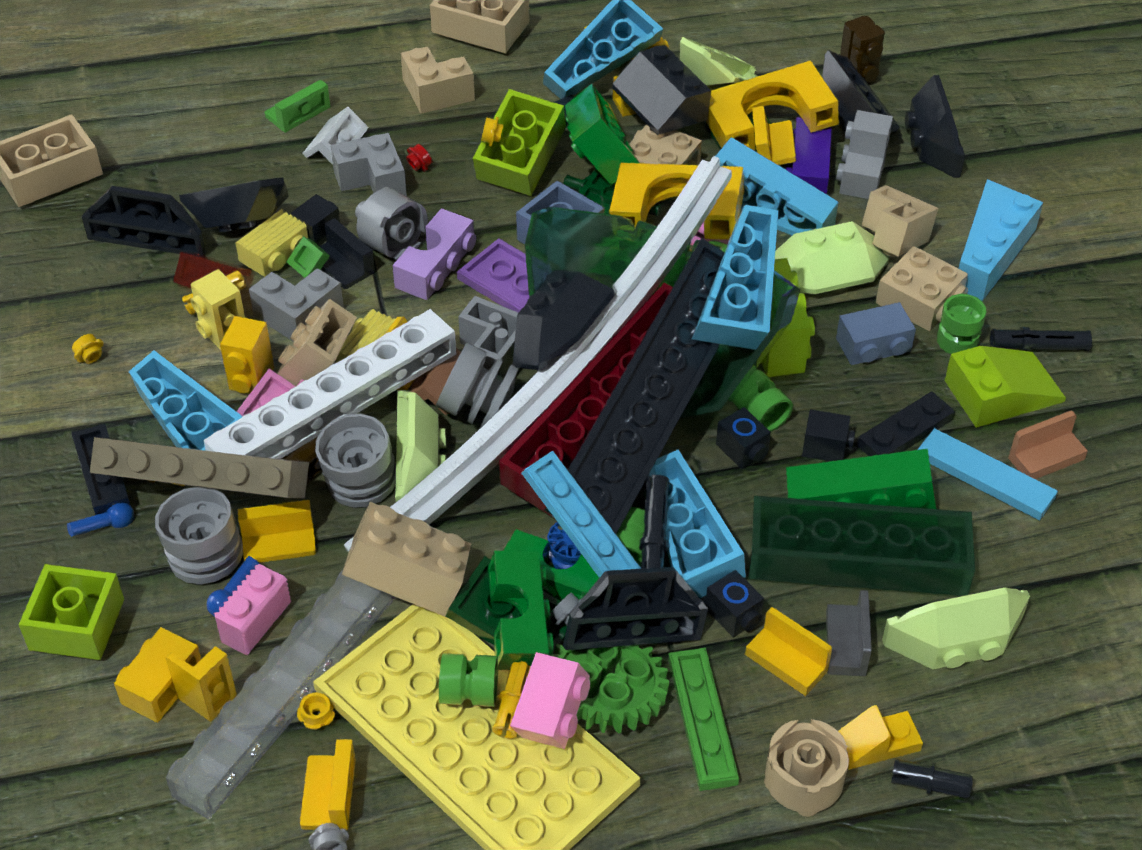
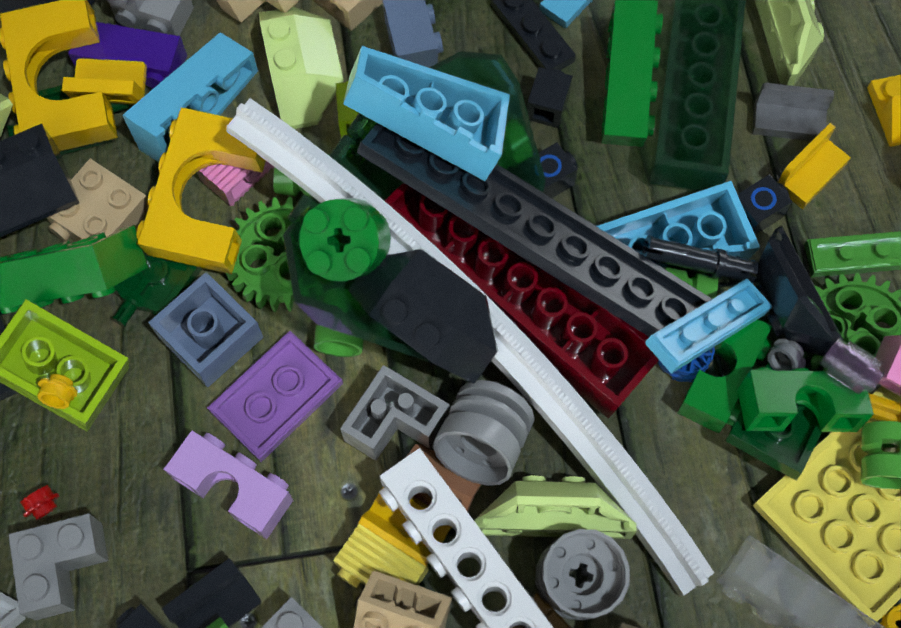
camera: 85 degrees left, 20 degrees up
(390, 222) = (179, 535): light grey brick -> none
(407, 558) = (740, 516): tan brick -> none
(546, 626) = (852, 366): none -> brick
(613, 239) = (322, 242): none -> green brick

